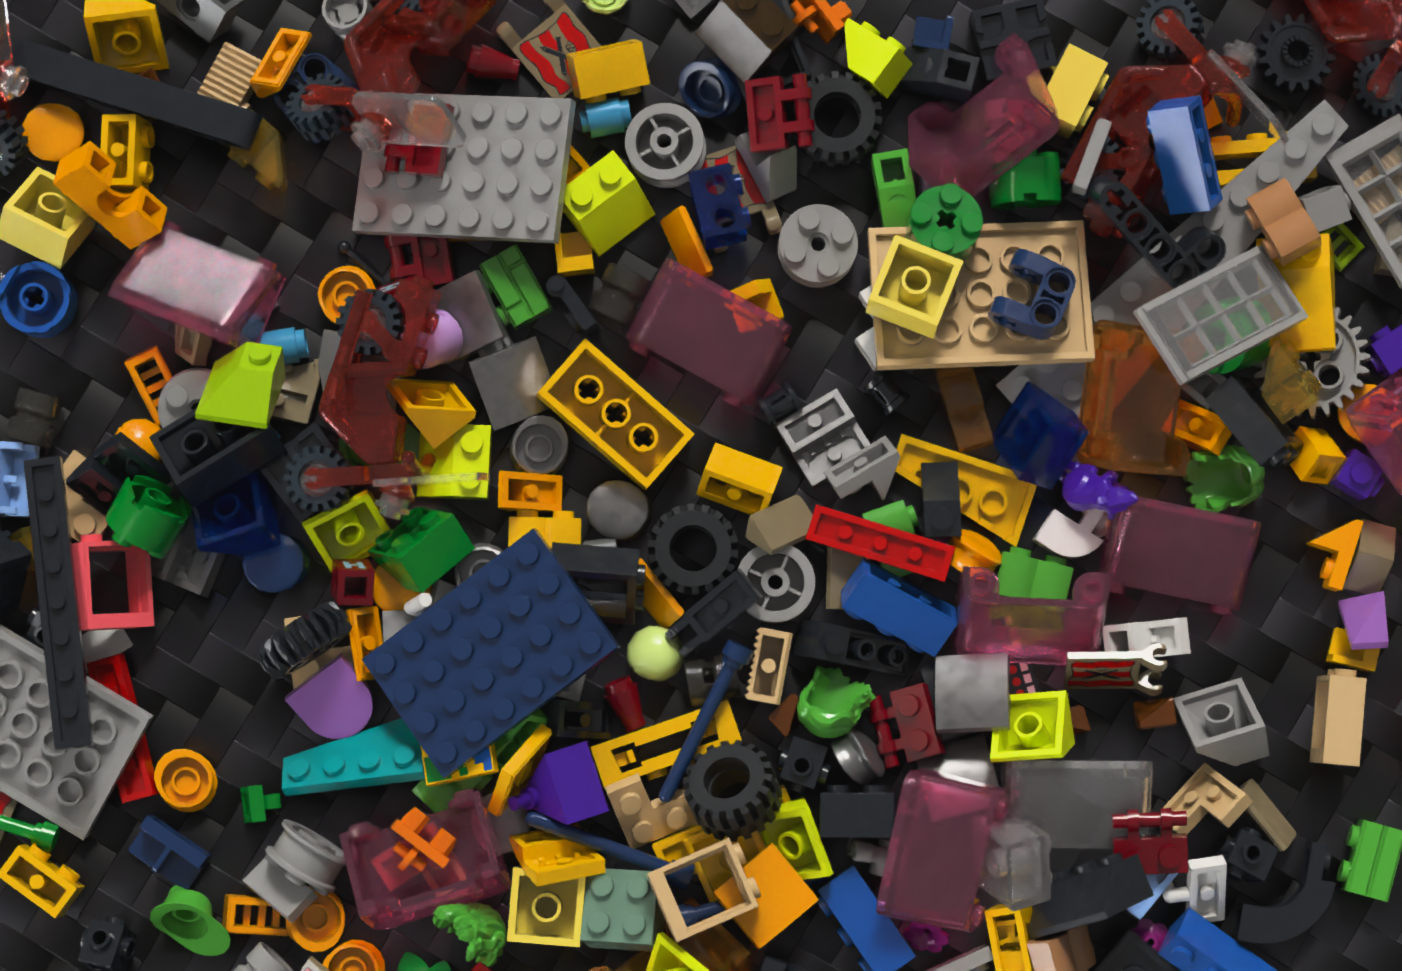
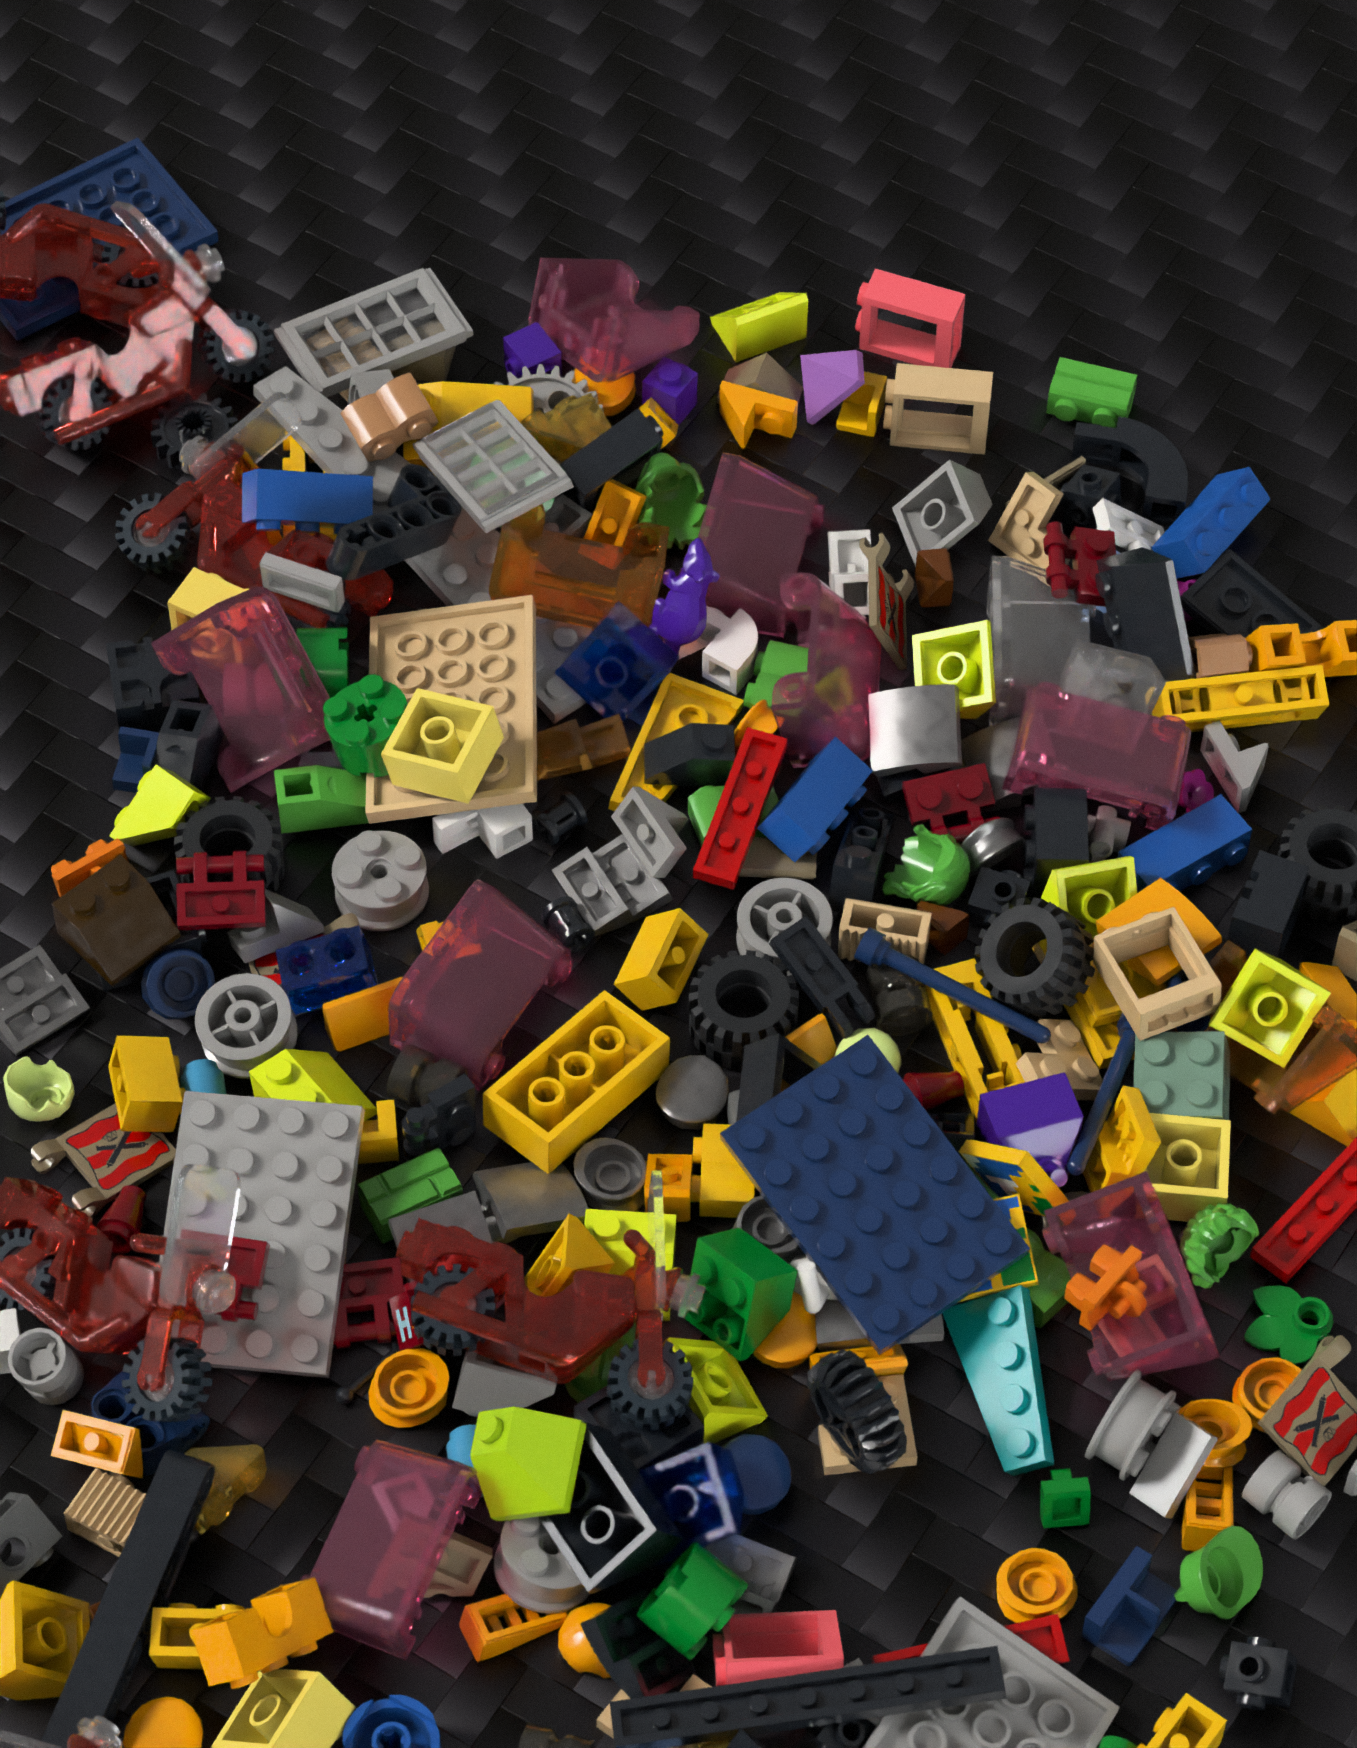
camera: 90 degrees left, 30 degrees down
(333, 700) = (933, 1405): medium lavender tile -> none
(352, 582) = (779, 1375): dark red brick -> none
(779, 525) = (719, 911): dark tan slope -> none
(1040, 272) = (462, 628): dark blue piece -> none

